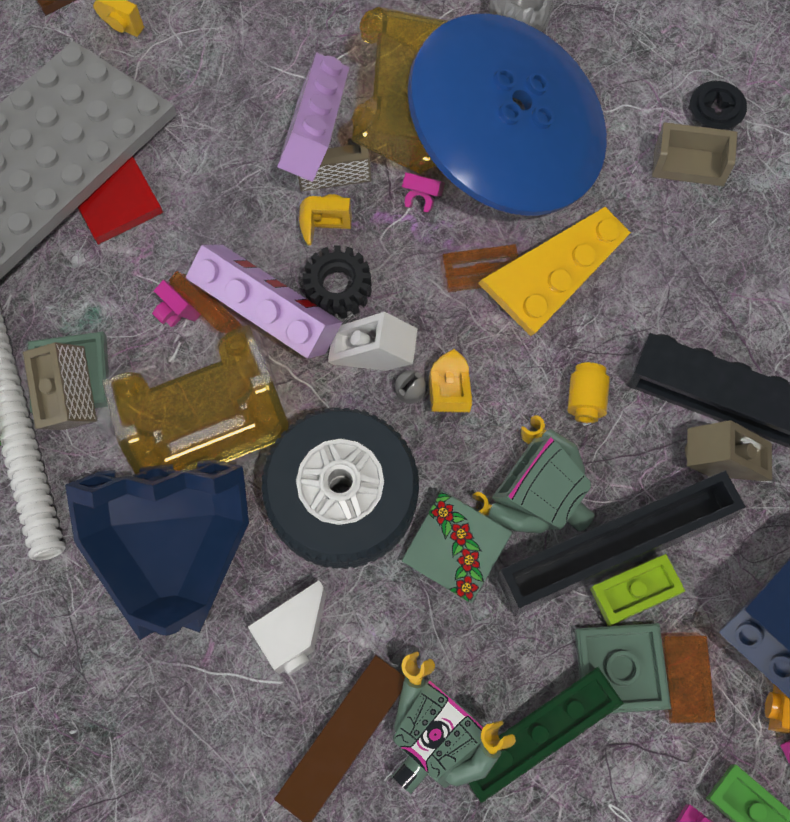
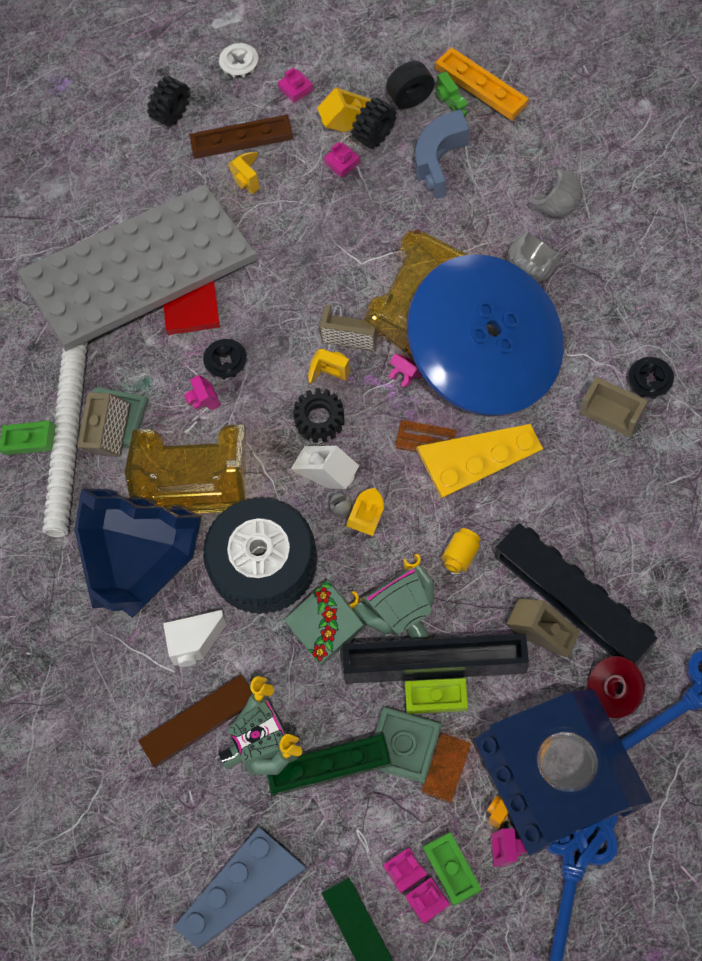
camera: 25 degrees right, 5 degrees down
(177, 239) = (223, 348): none -> black gear
(204, 304) = (221, 399): clear orange tile -> none
(263, 300) = (262, 411): lavender brick -> none
(314, 117) = (345, 293): lavender brick -> none

